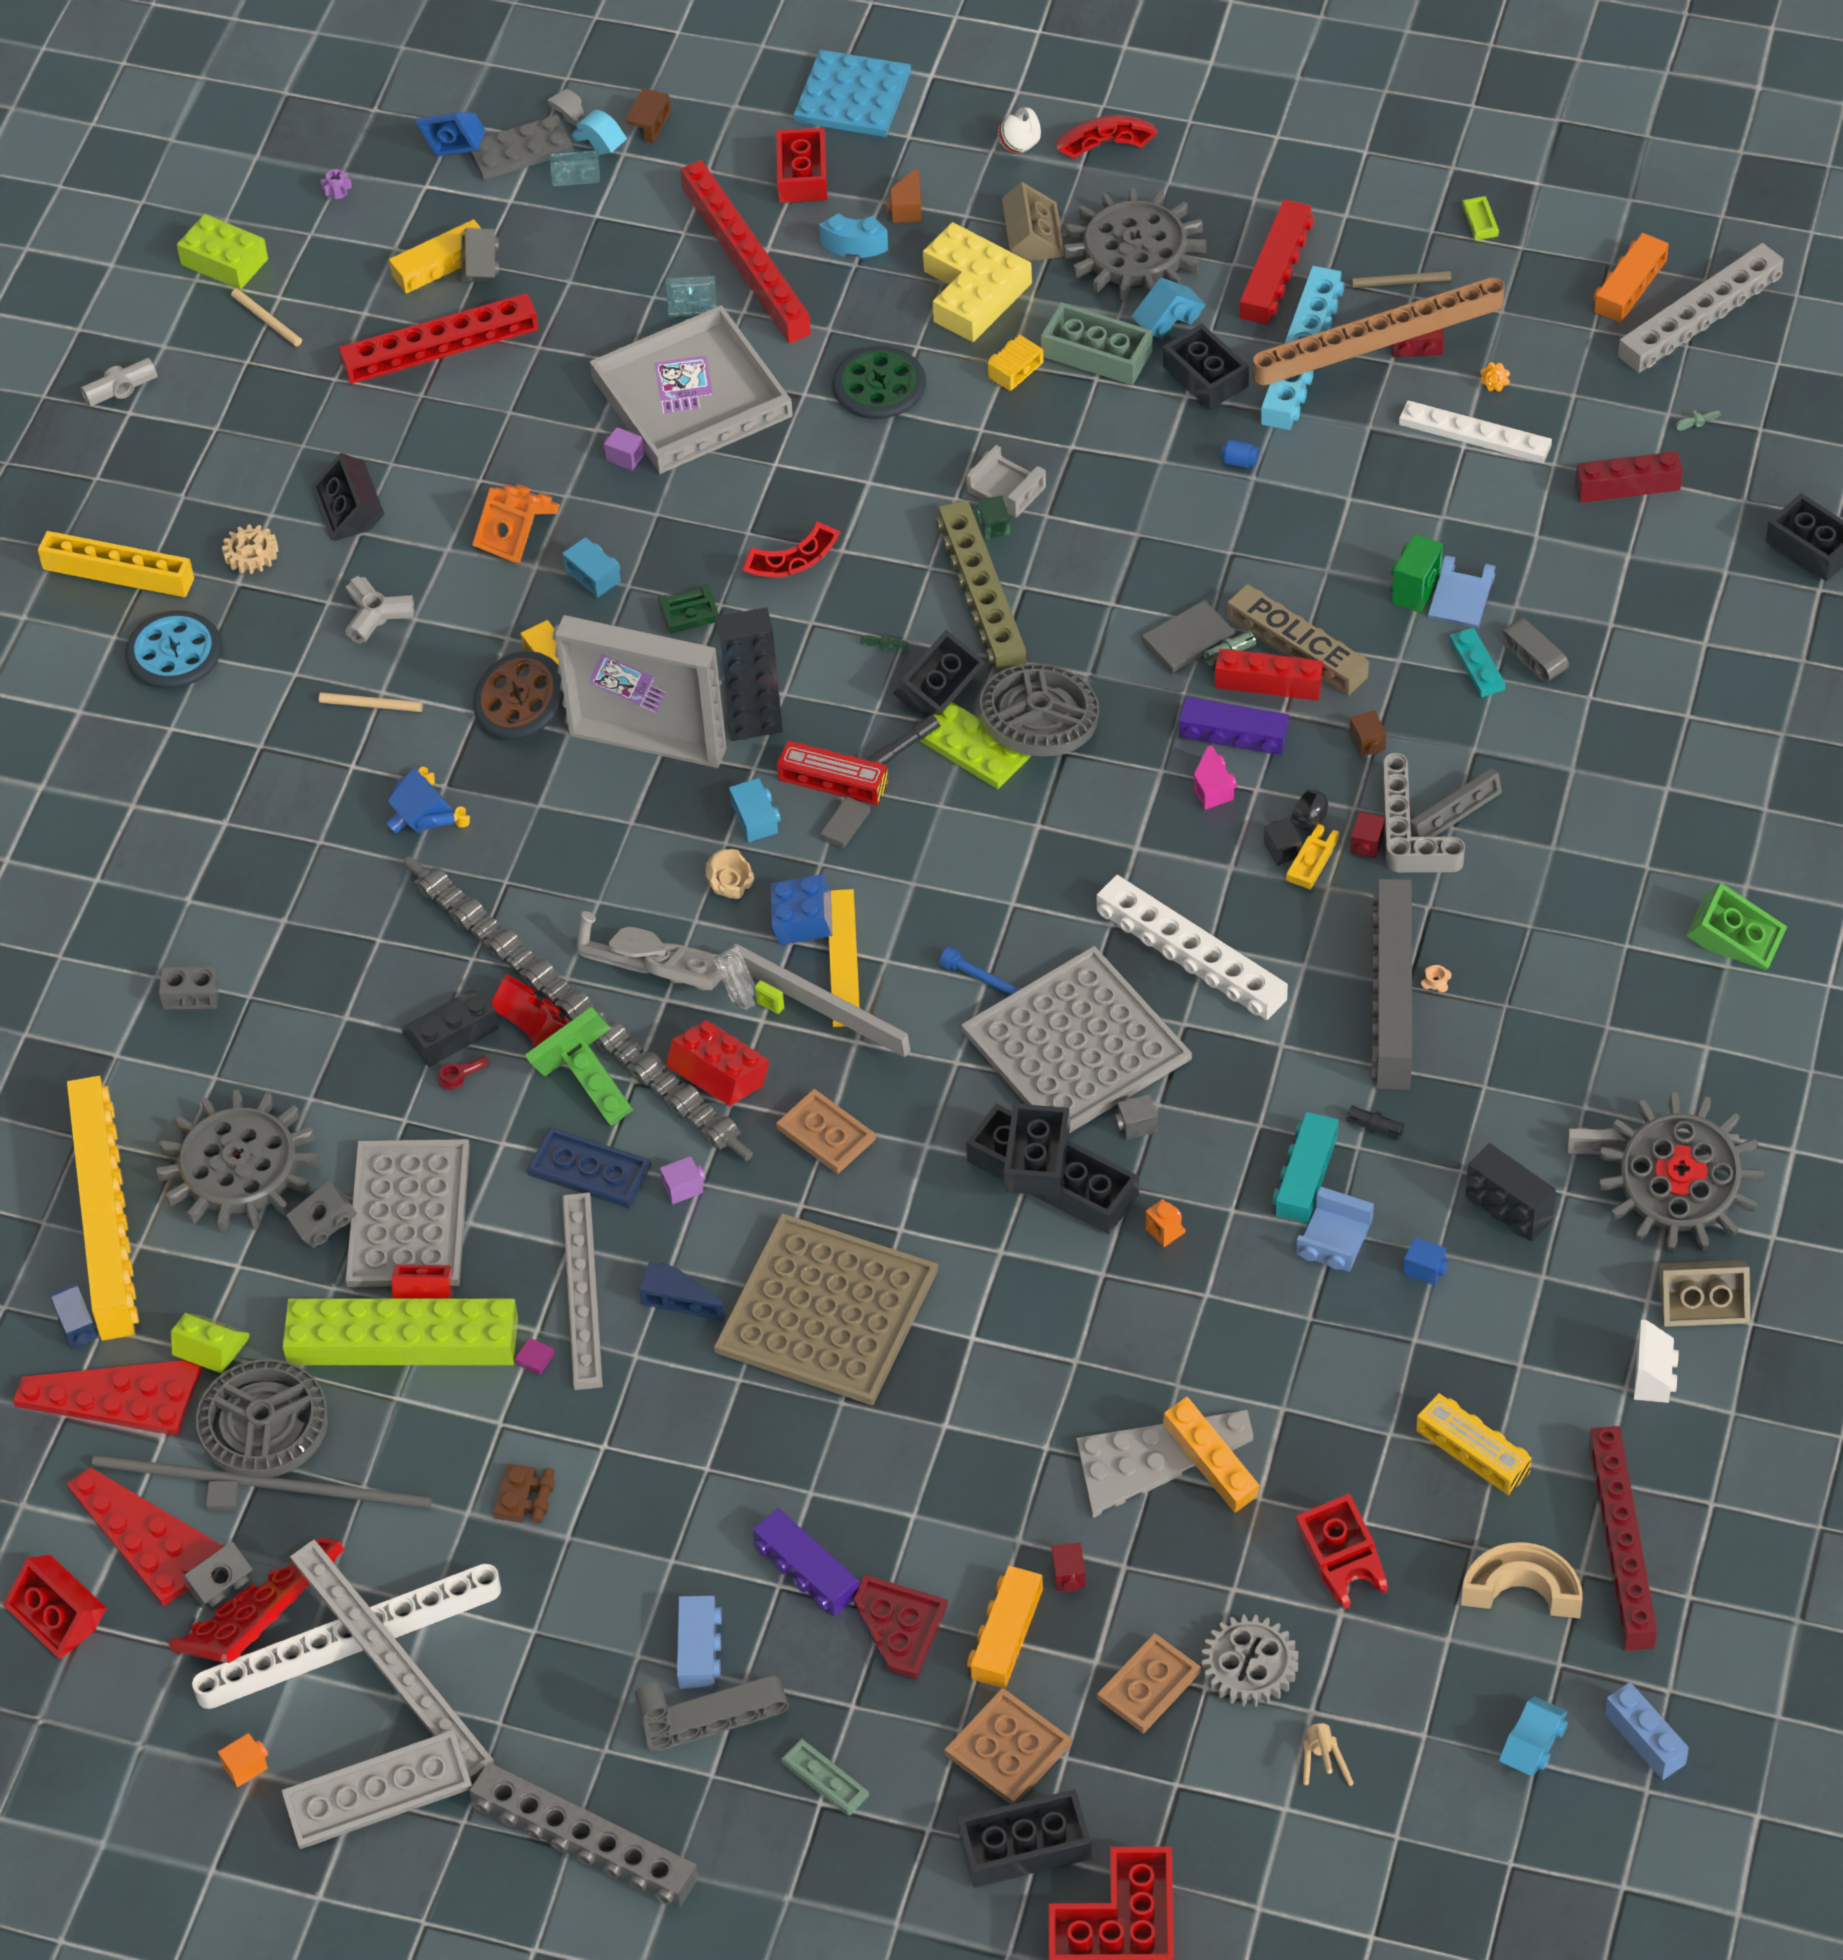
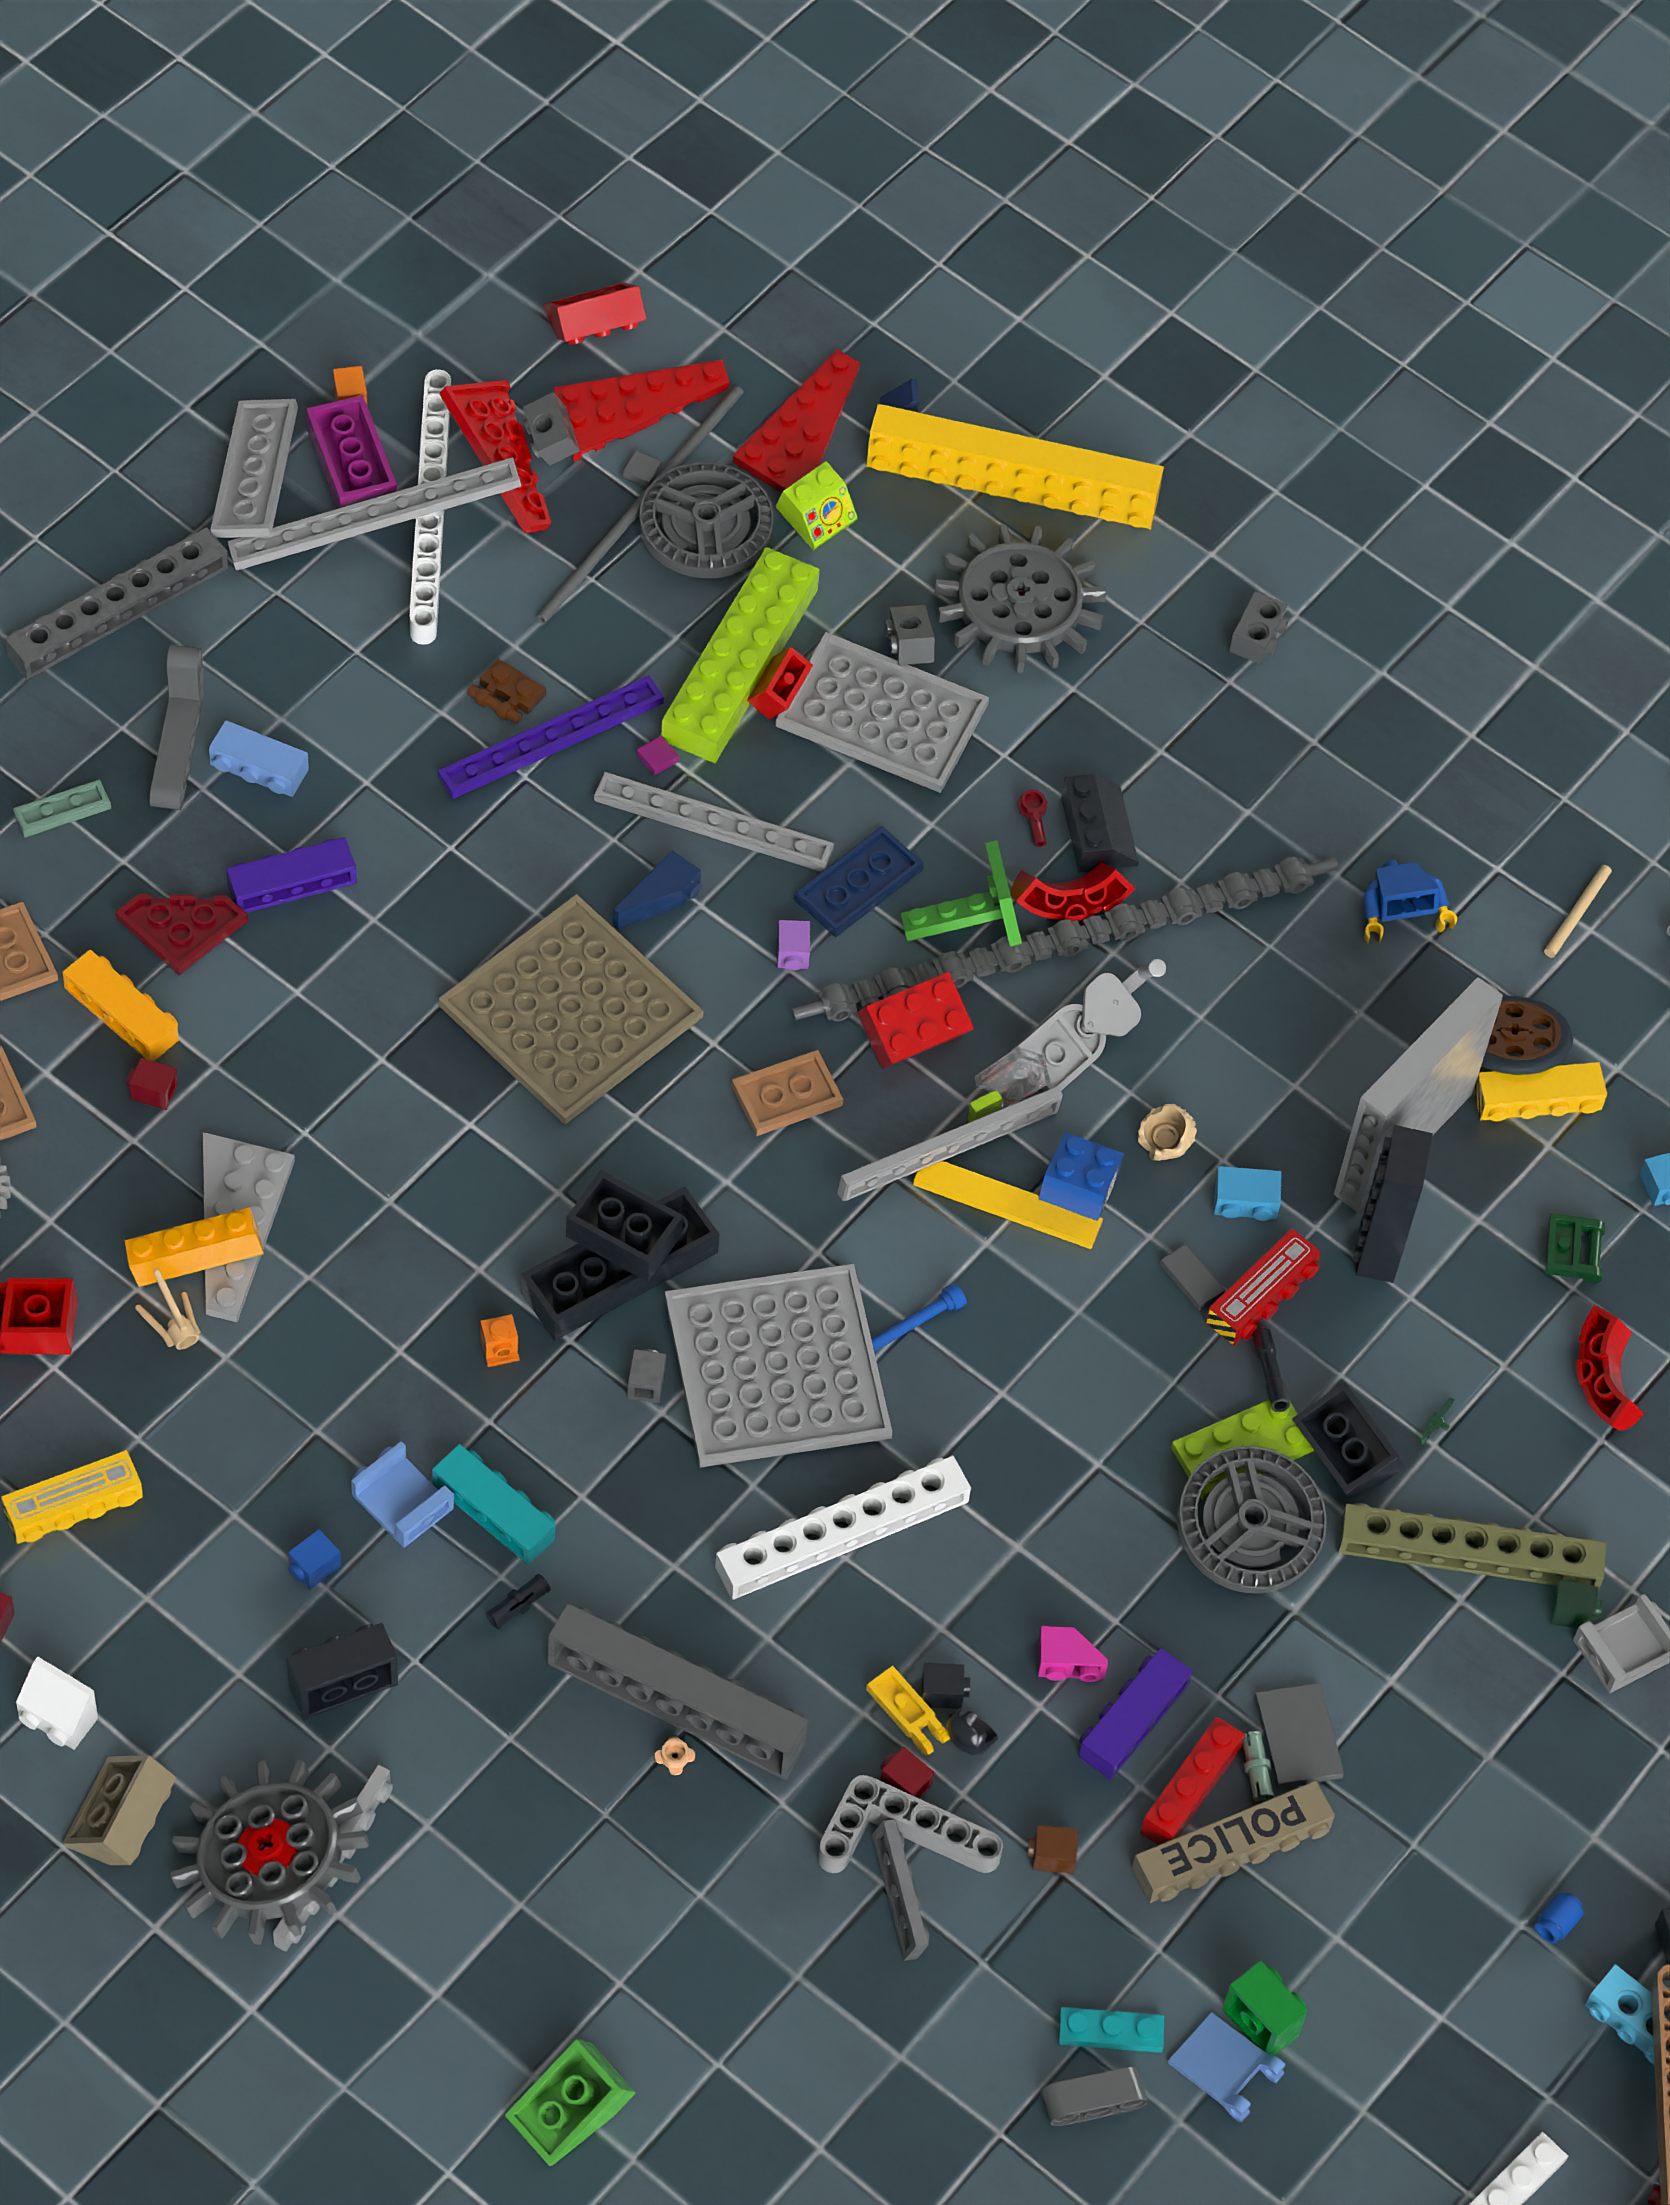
camera: 105 degrees right, 5 degrees up
(327, 1716) = (349, 451): none -> magenta brick
(558, 1437) = (550, 737): none -> dark purple plate
(1282, 1442) = (181, 1331): none -> tan plant

